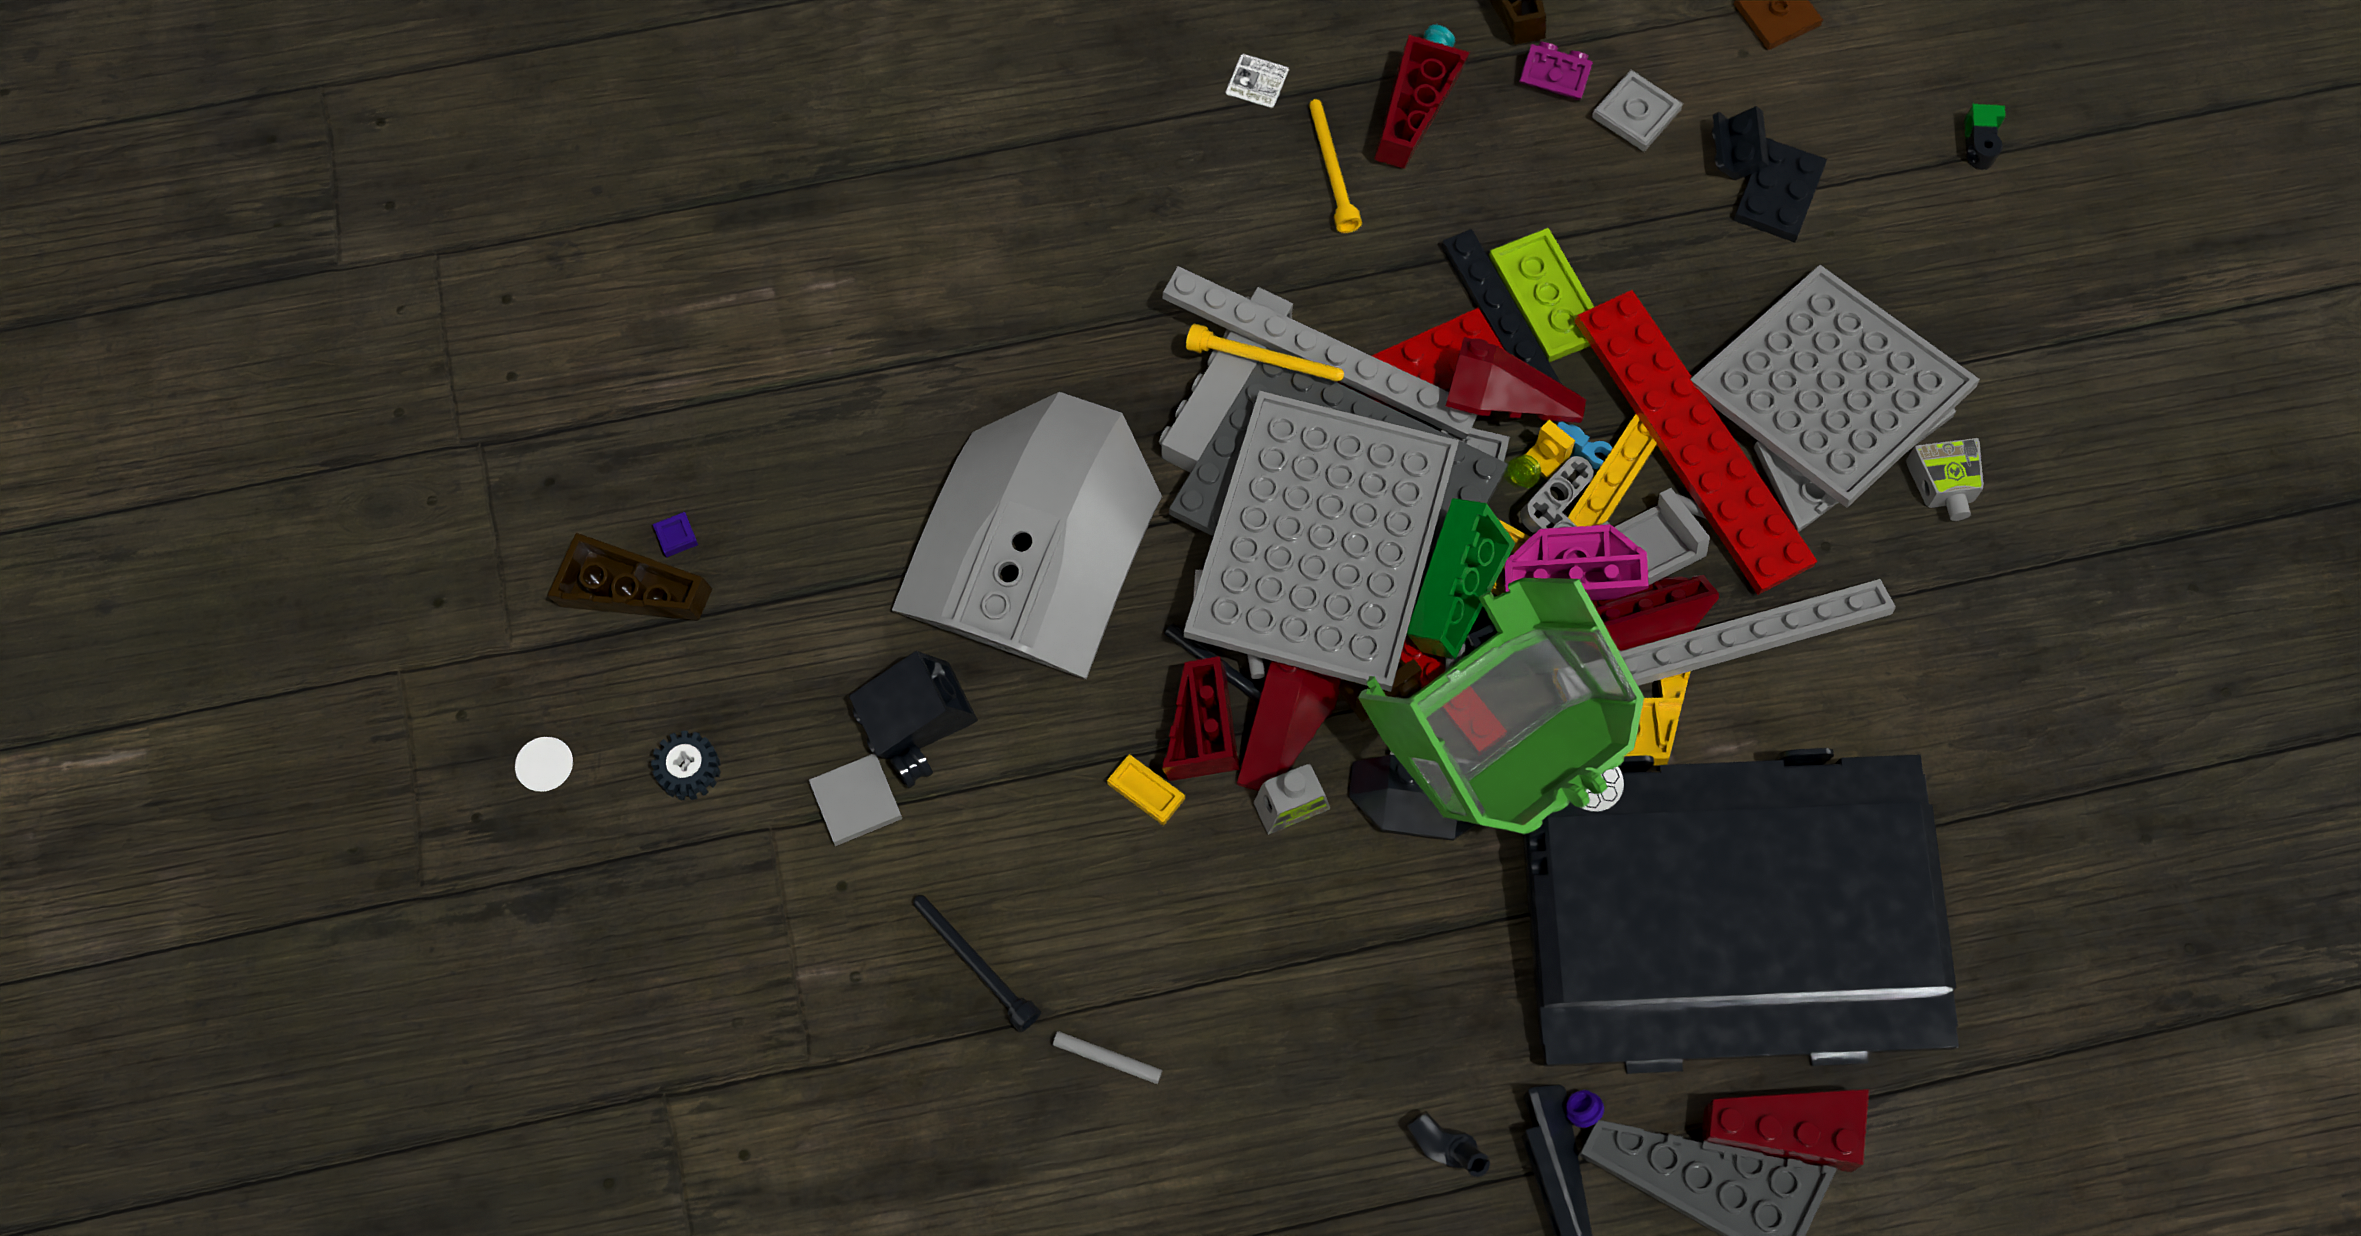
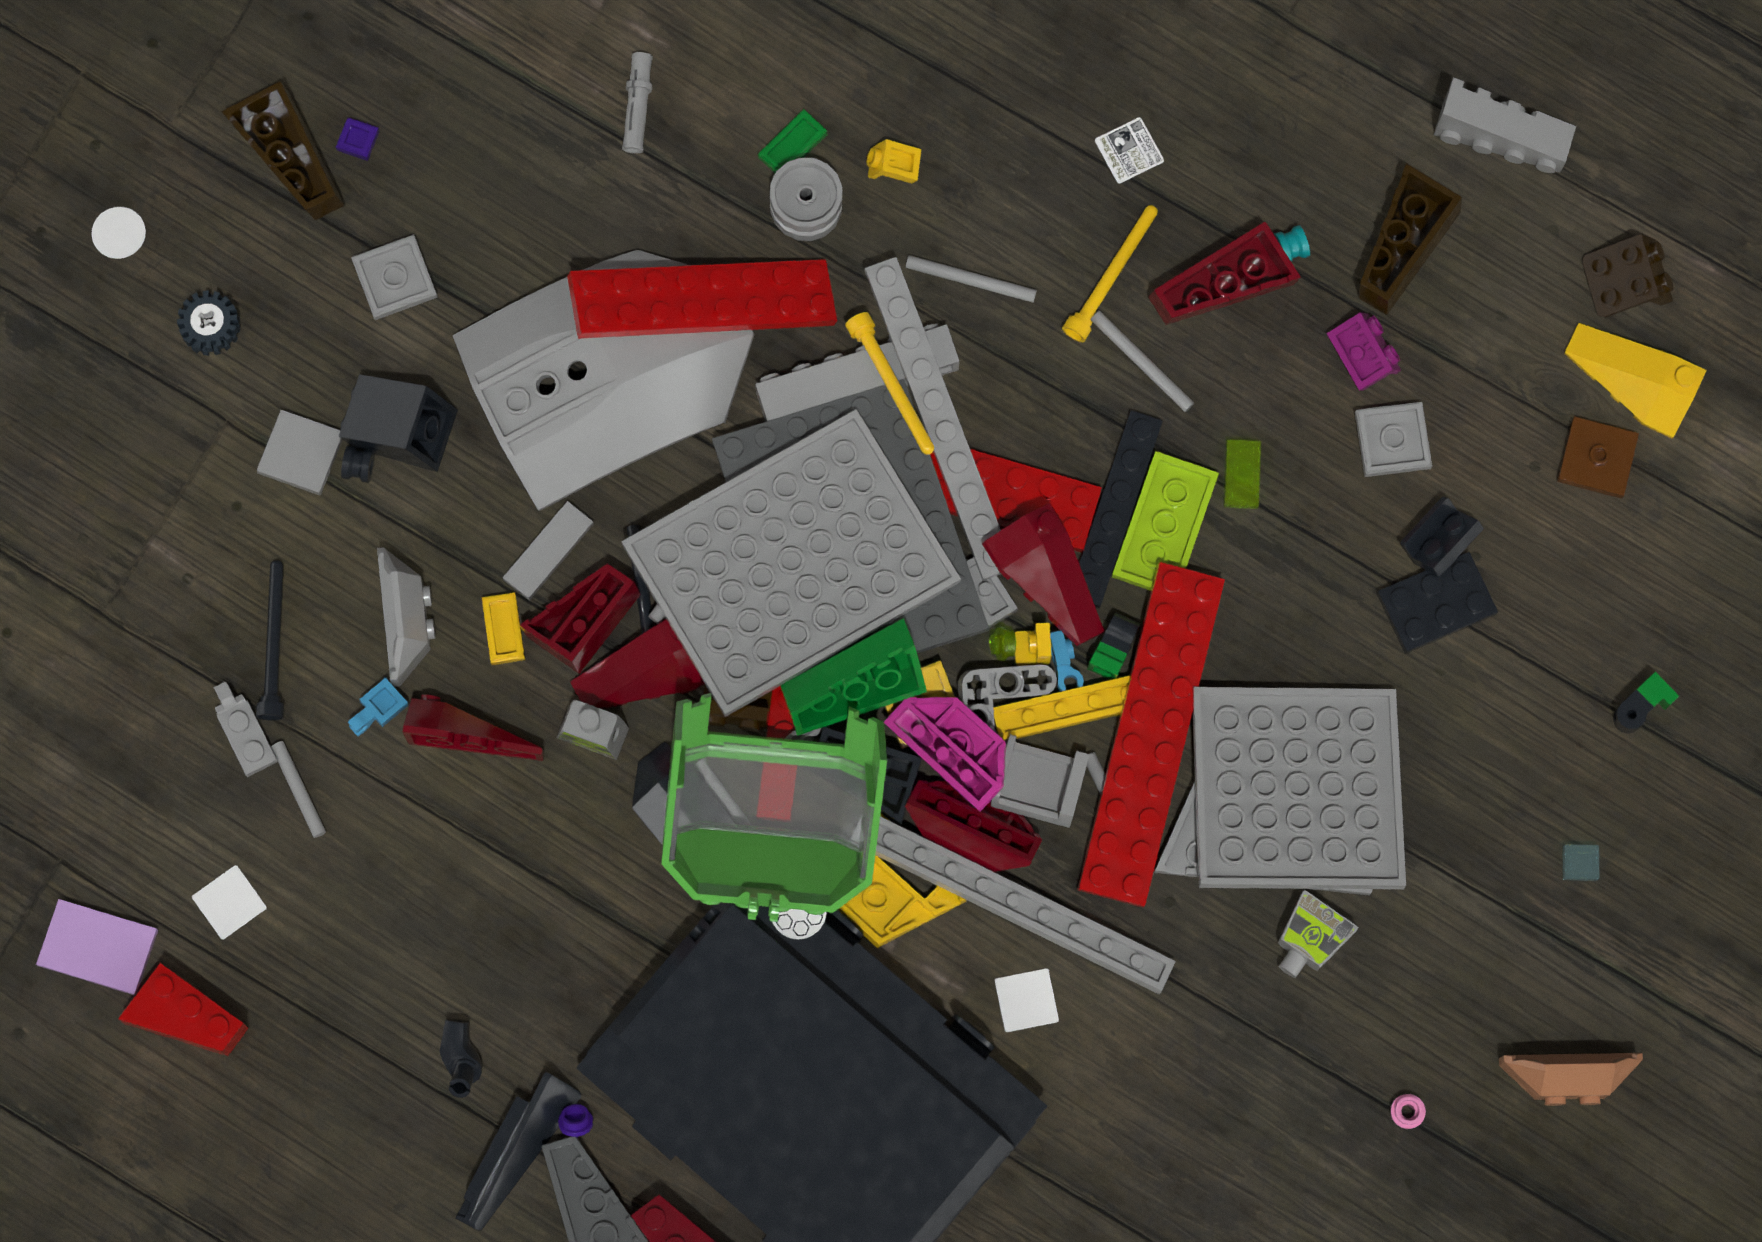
camera: 40 degrees right, 10 degrees up
(804, 607) = (394, 277): none -> light grey plate
(862, 322) = (638, 90): none -> light grey pin
(1014, 268) = (793, 141): none -> green tile
(1018, 1052) = (243, 731): none -> light grey hinge
(1059, 844) = (404, 616): none -> light grey wedge
(1061, 416) = (701, 298): none -> red plate
(1066, 290) = (788, 196): none -> light grey wheel
(1101, 216) = (894, 161): none -> yellow bracket
(1109, 931) = (380, 704): none -> dark azure plate
(1123, 702) = (548, 550): none -> light grey tile
(1138, 1200) = (229, 902): none -> white sticker
(1187, 895) = (447, 727): none -> dark red wedge
(1243, 248) = (971, 278): none -> light grey bar
(1415, 204) = (1142, 361): none -> light grey bar
(1562, 219) = (1242, 474): none -> clear neon green plate
(1603, 406) = (1114, 647): none -> leg
(1805, 706) = (1026, 1000): none -> white sticker
(2059, 271) = (1581, 862): none -> clear light blue tile
(2144, 529) = (1417, 1106): none -> bright pink plate
(2216, 412) = (1570, 1075): none -> nougat wedge

